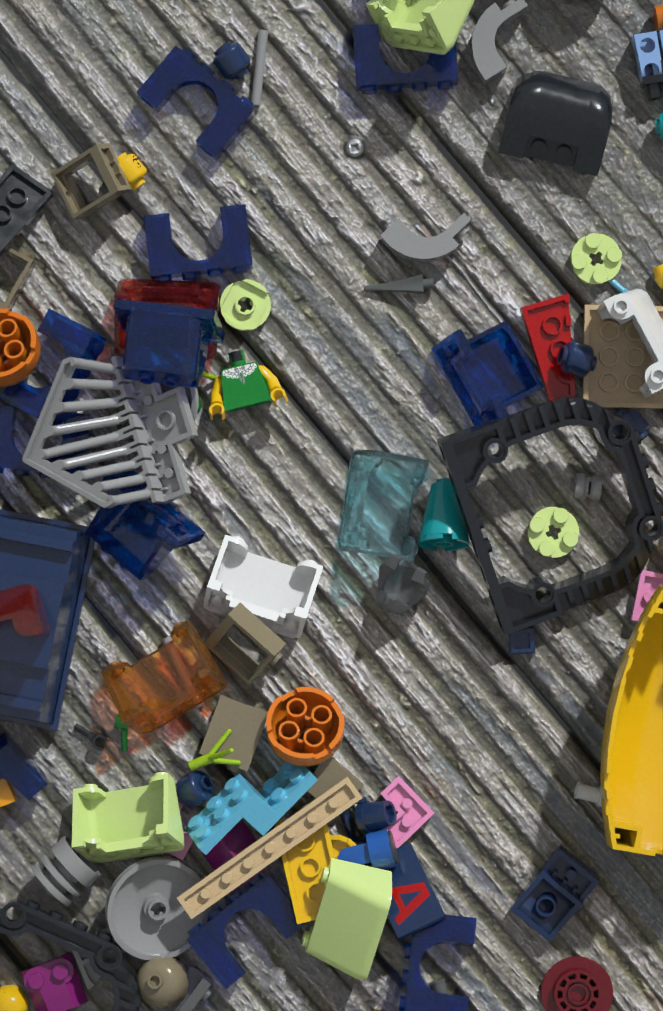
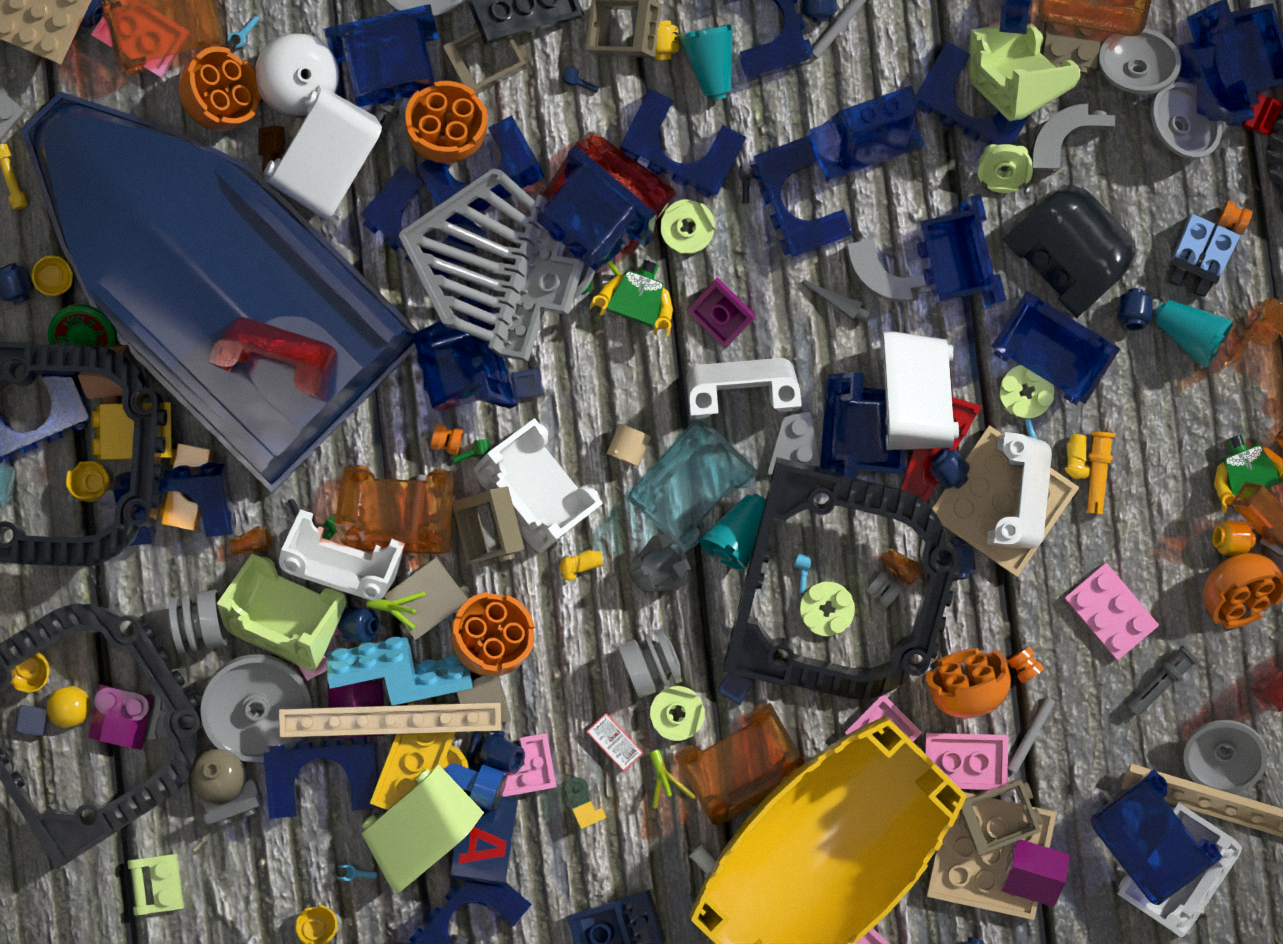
camera: 30 degrees right, 0 degrees up
(67, 778) = (252, 541): none -> clear orange cone
(75, 247) = (570, 77): none -> dark blue hand
(147, 753) = (337, 565): none -> white windscreen
(161, 600) = (440, 439): none -> orange wheel
(176, 161) = (711, 58): none -> teal cone
(198, 586) = (481, 448): none -> green hand
(201, 511) = (527, 384): none -> dark blue tile
(268, 240) = (746, 184): none -> black hand
(313, 507) = (628, 445): none -> tan piece
(317, 355) = (721, 313): none -> magenta slope
(319, 987) = (354, 873): none -> medium azure hand
(335, 625) = (578, 563): none -> yellow arm
(337, 254) = (798, 235): none -> clear blue arch
(339, 139) = (867, 134): none -> clear blue windscreen
(340, 414) = (708, 378): none -> white windscreen
(442, 417) = (796, 441): none -> light grey wing
(444, 666) = (650, 663): none -> light grey wheel
(454, 807) = (582, 806): none -> leg
(455, 86) = (1005, 155): none -> yellowish green plate
(456, 747) = (614, 742): none -> tile
(473, 187) = (958, 256): none -> clear blue windscreen
(497, 679) = (685, 726): none -> yellowish green plate
(511, 508) = (803, 562): none -> medium azure hand
(511, 749) = (662, 776): none -> lime plant
(512, 315) = (917, 391): none -> white windscreen
(569, 699) = (741, 767): none -> clear orange windscreen
(590, 460) = (902, 566): none -> clear orange cone
(596, 210) = (1054, 347): none -> clear blue windscreen
(638, 139) = (1134, 309): none -> dark blue head

